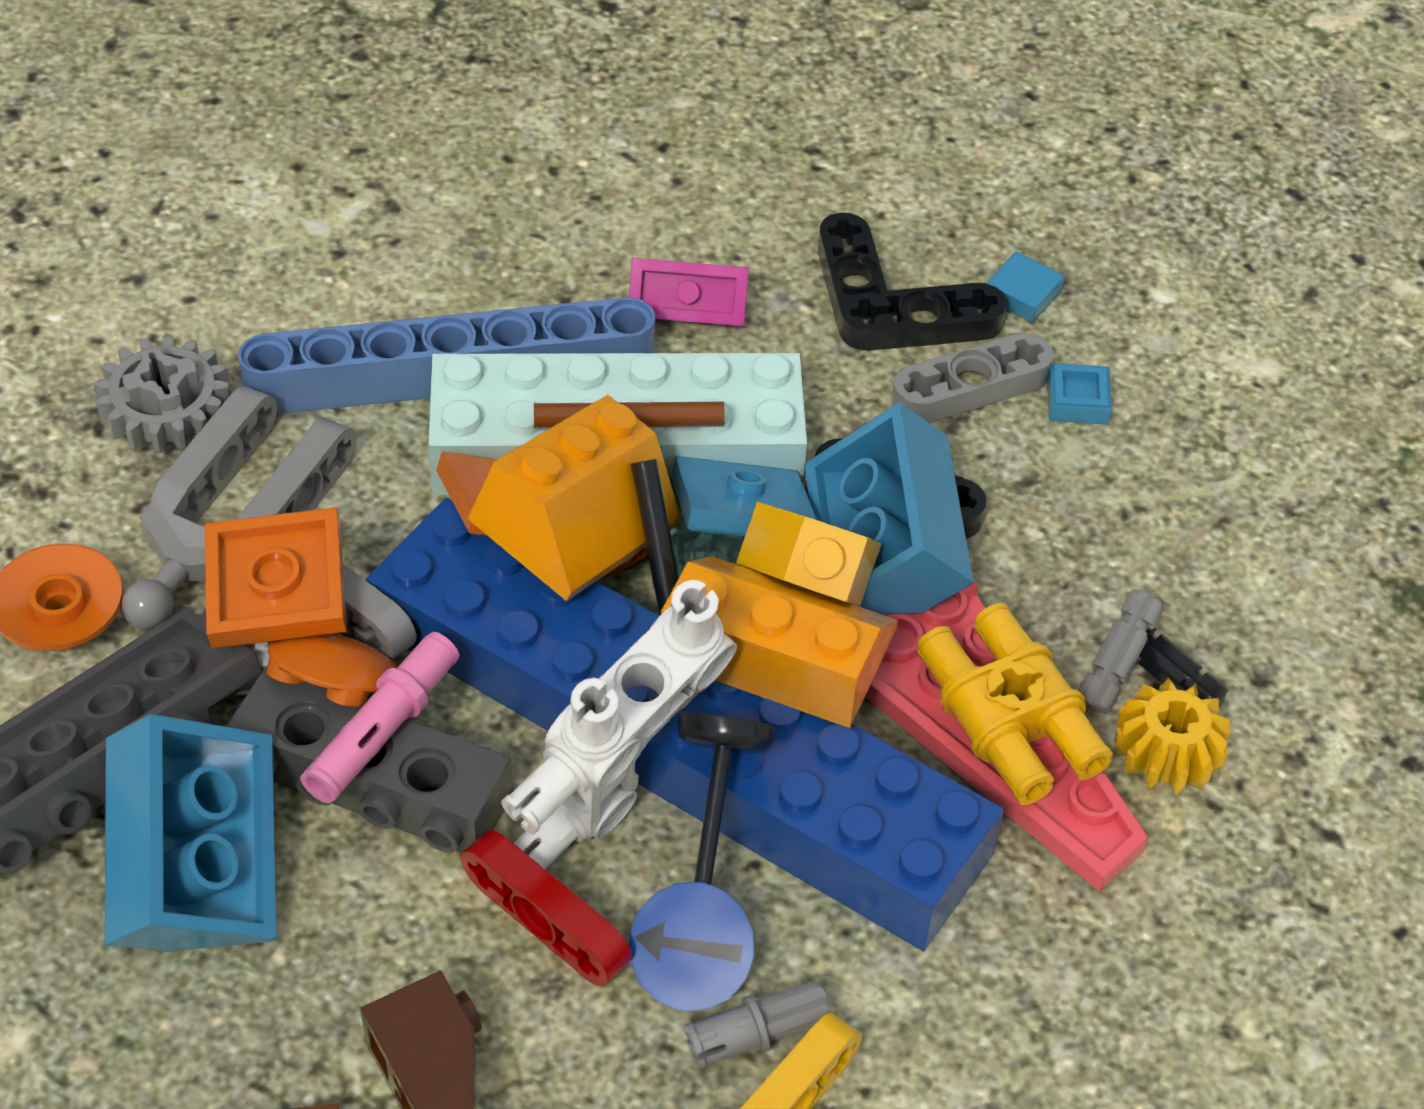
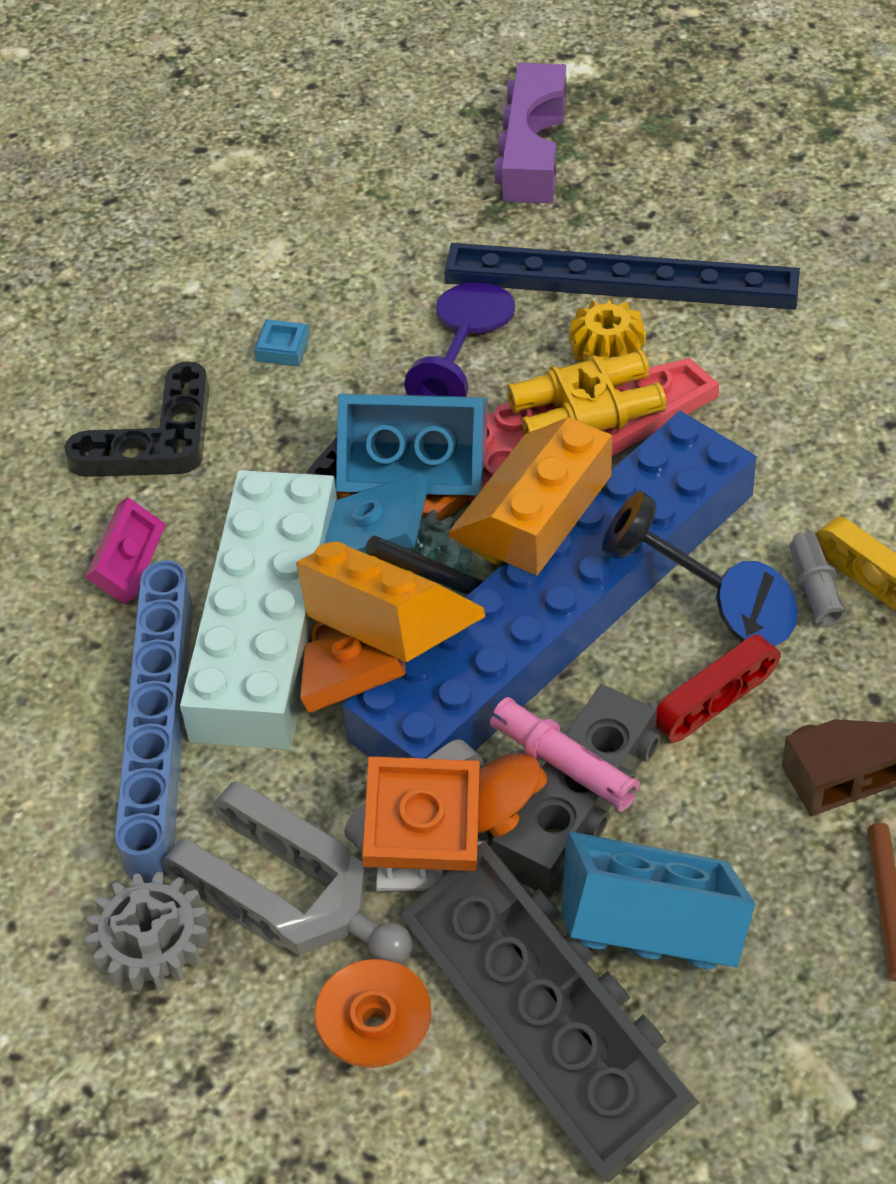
camera: 75 degrees left, 0 degrees up
(594, 743) = (635, 577): white pin -> none
(650, 413) = (291, 588): dark orange bar -> none
(808, 553) = (465, 469): yellow slope -> none
(1021, 356) = (248, 411): light grey beam -> none
(1027, 285) = (166, 352): dark azure tile -> none
(1120, 650) = (531, 341): light grey axle -> none
(1166, 660) = (537, 333): black axle -> none
(1195, 582) = (468, 310): none -> dark purple piece
(1324, 774) = (624, 275): none -> dark blue tile

